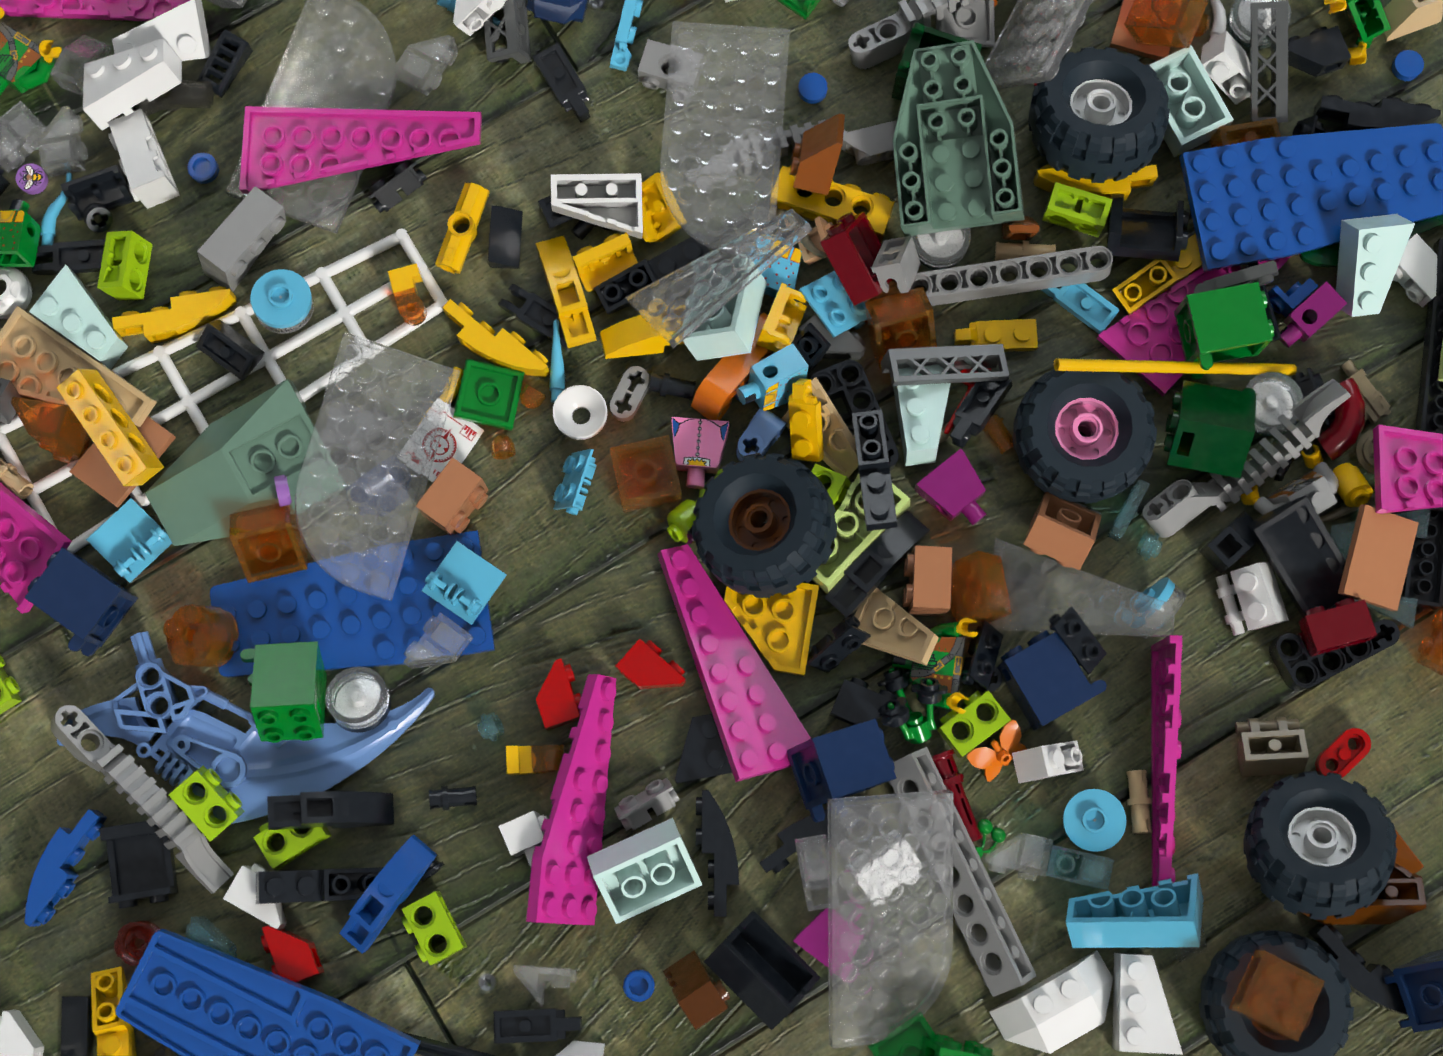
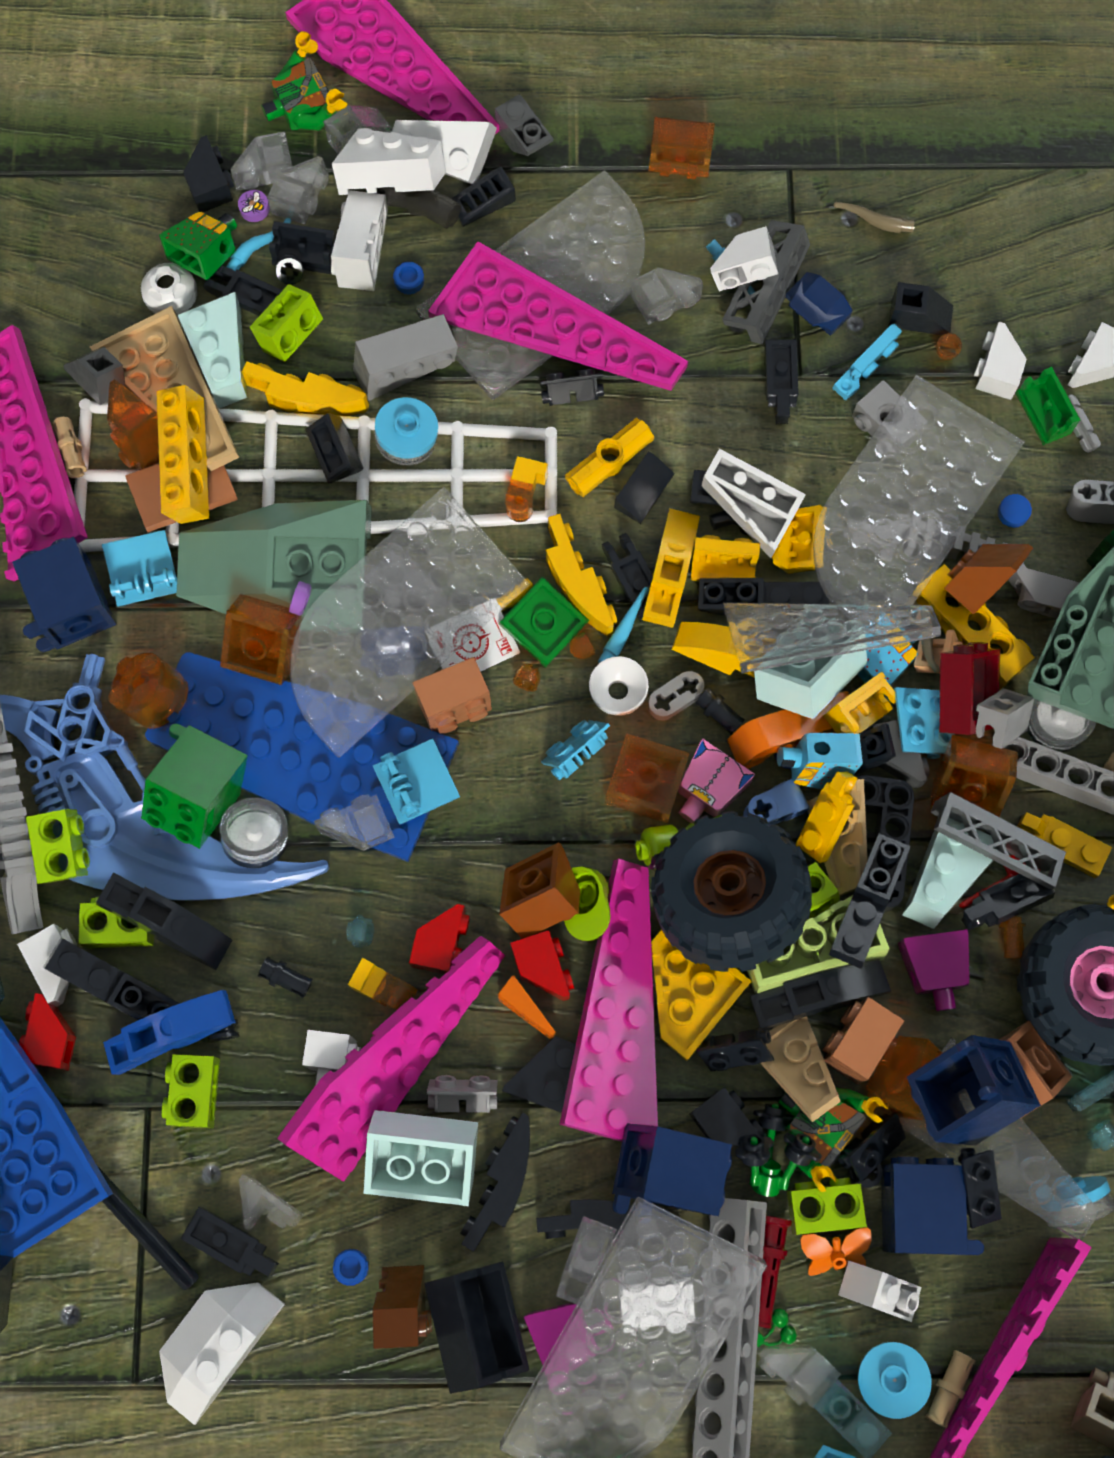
camera: 30 degrees right, 5 degrees down
(614, 612) = (539, 892): none -> dark orange slope
(649, 707) = (519, 1002): none -> orange slope
(654, 600) = (593, 905): none -> lime cap
(1042, 553) = (992, 1080): none -> dark blue container

